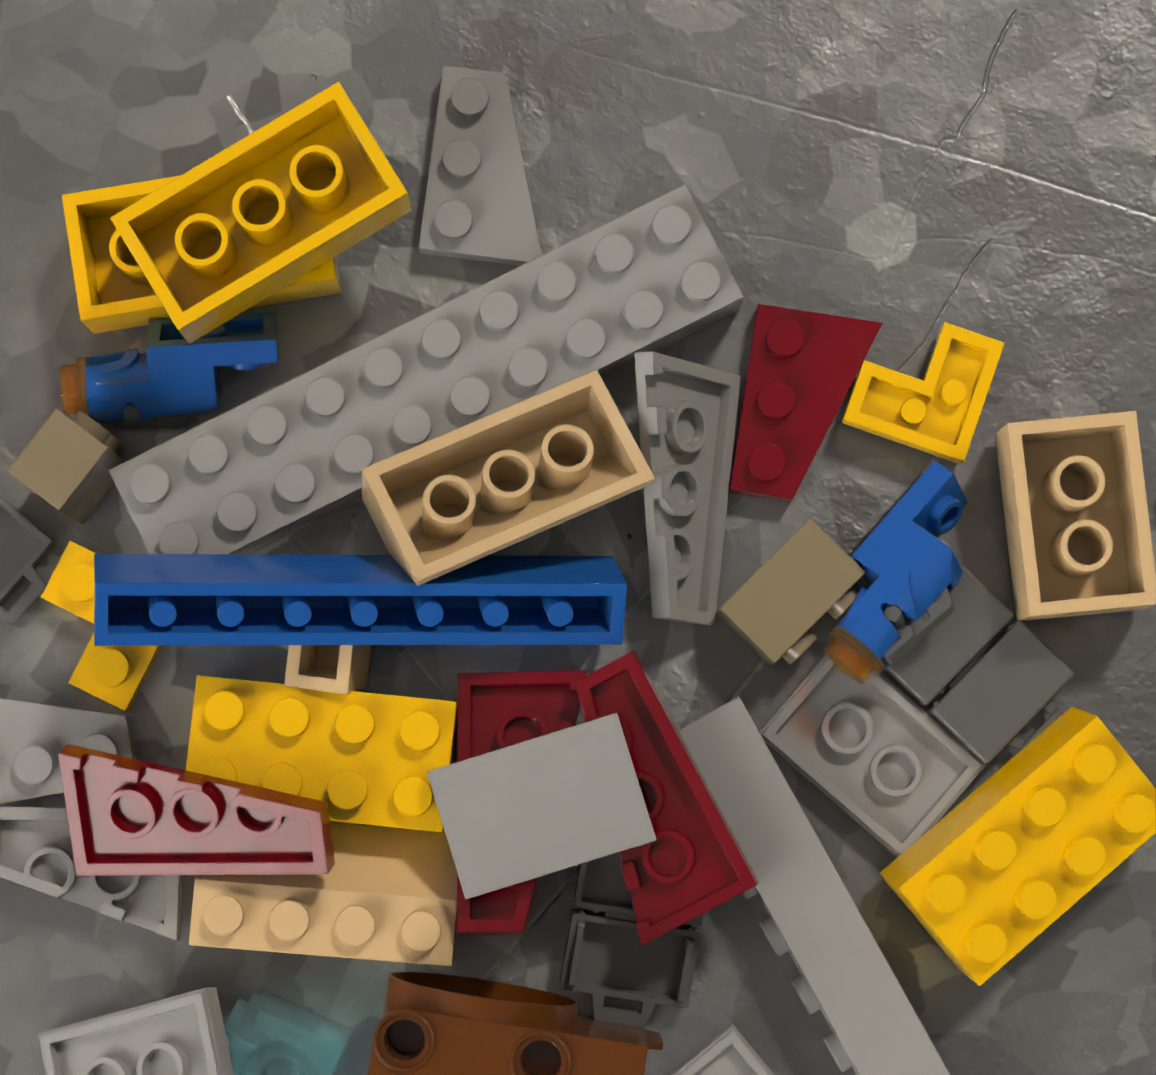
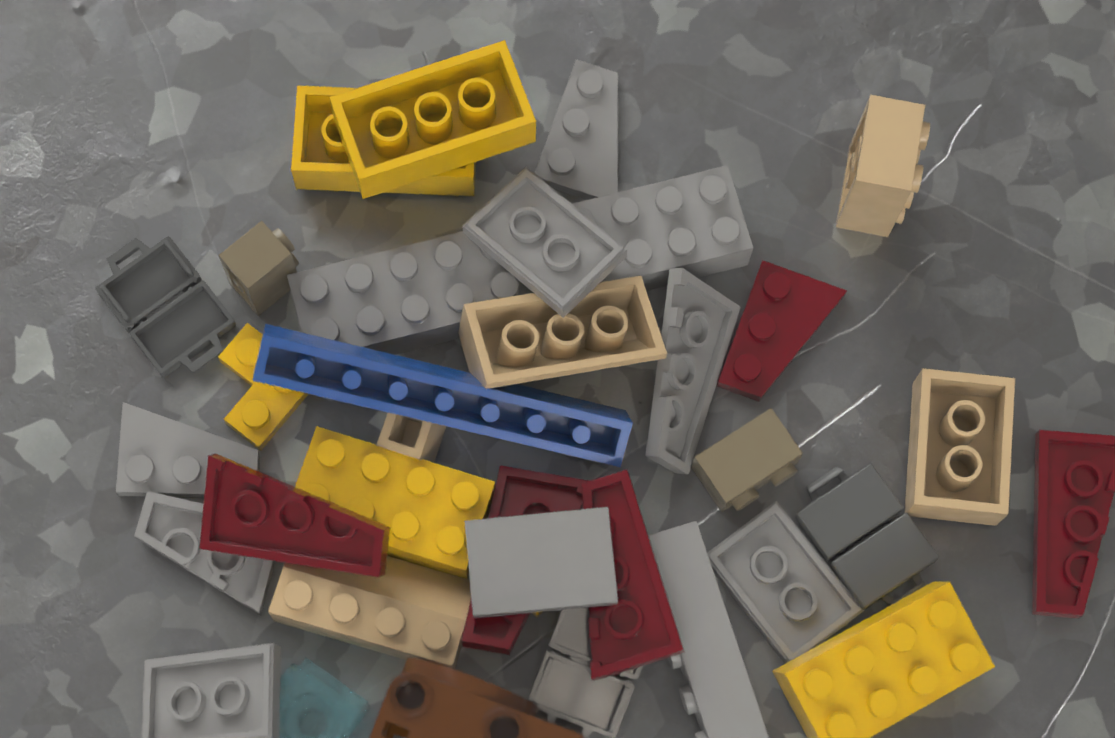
camera: 10 degrees right, 10 degrees down
(171, 376) = (346, 225): blue plate -> none
(454, 353) = (544, 241): none -> light grey tile
(901, 143) = (883, 166): none -> tan brick
(908, 579) = (831, 464): blue plate -> none
(934, 412) = (870, 358): yellow plate -> none

